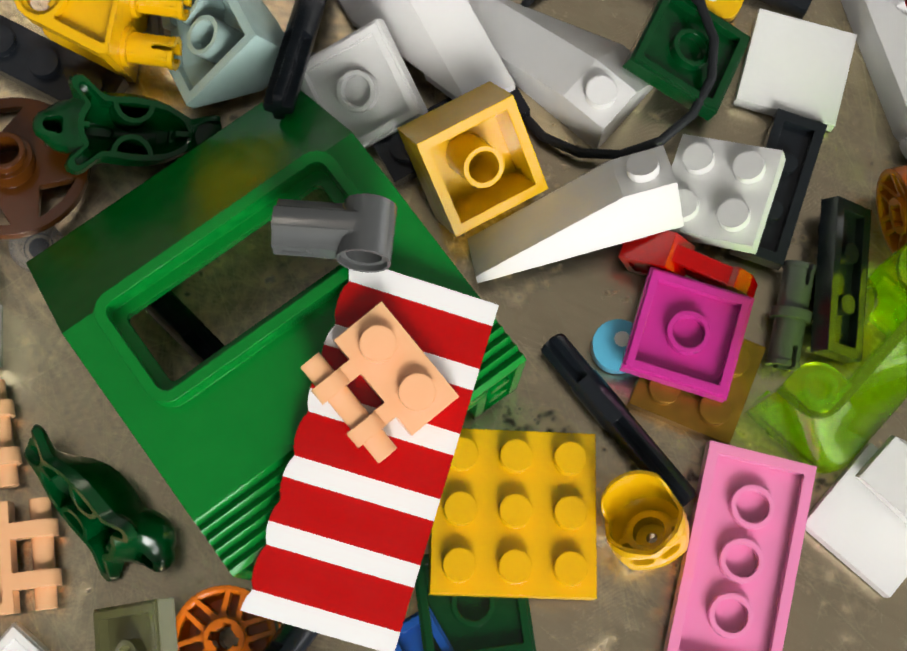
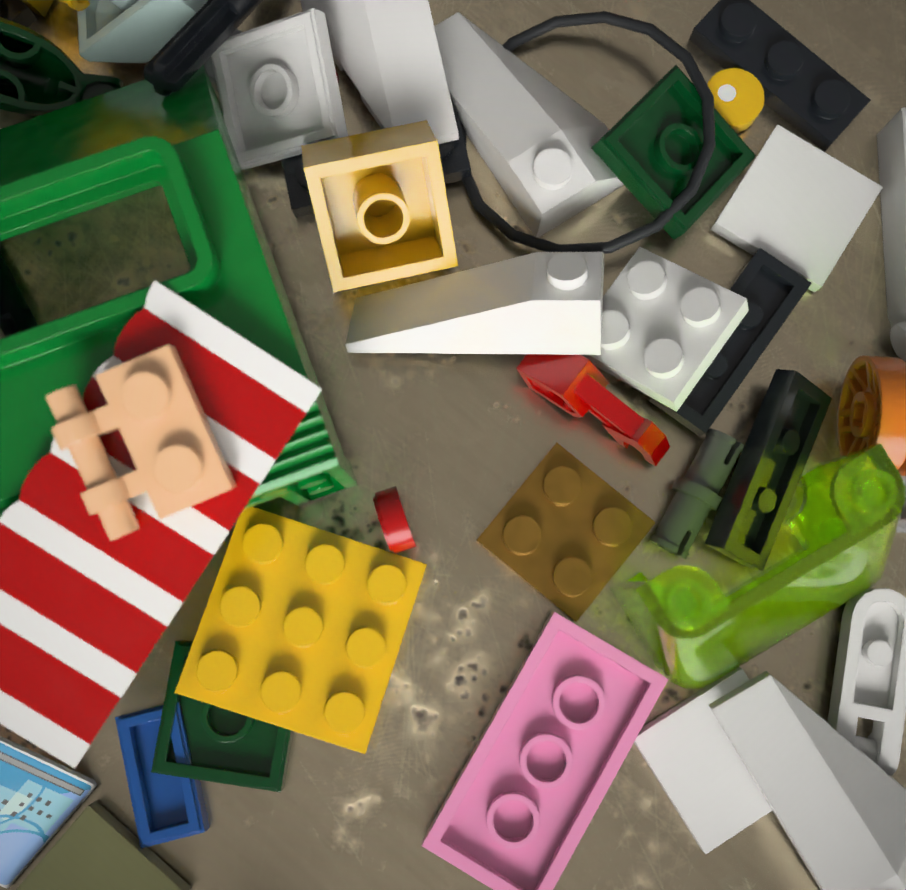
camera: 20 degrees right, 5 degrees up
(351, 232) = (155, 249): dark grey piece -> none
(558, 405) = (393, 520): none -> red tile
(609, 345) = (486, 470): medium azure tile -> none
(614, 415) = (458, 557): black axle -> none
(643, 508) = (441, 667): yellow helmet -> none
(687, 334) = (566, 482): dark pink tile -> none

